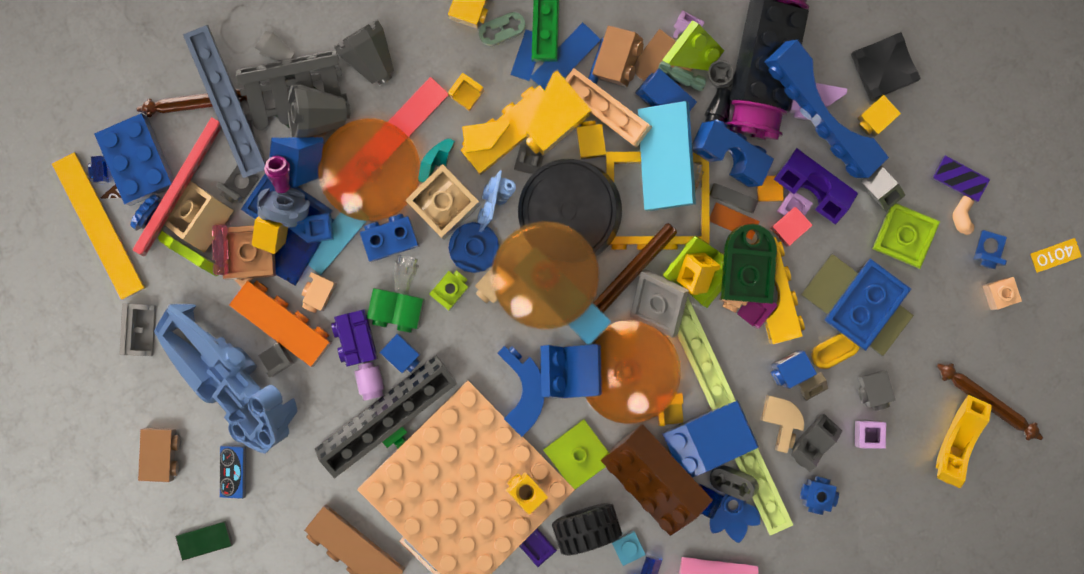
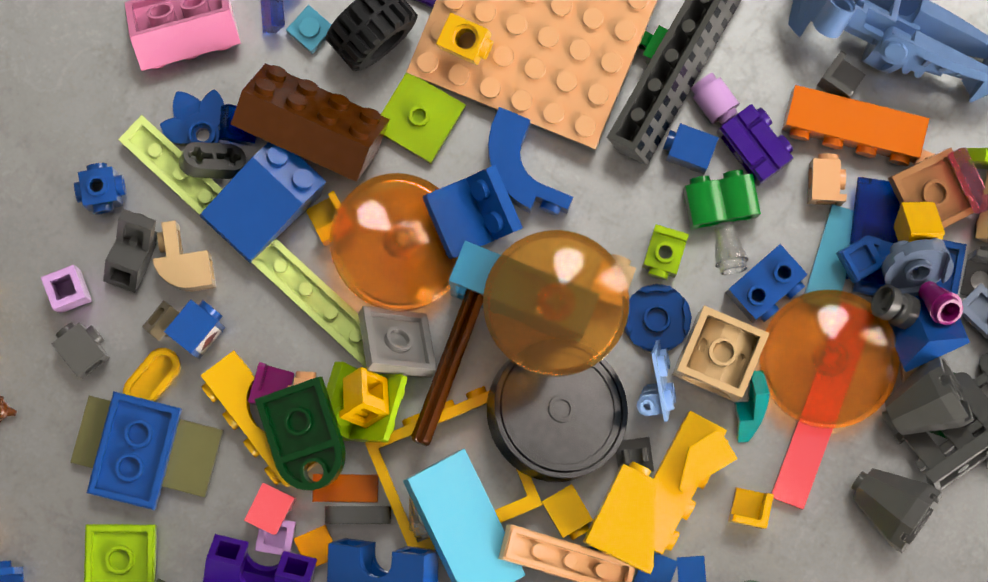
camera: 155 degrees right, 5 degrees down
(308, 184) = (894, 306): none -> dark grey wheel

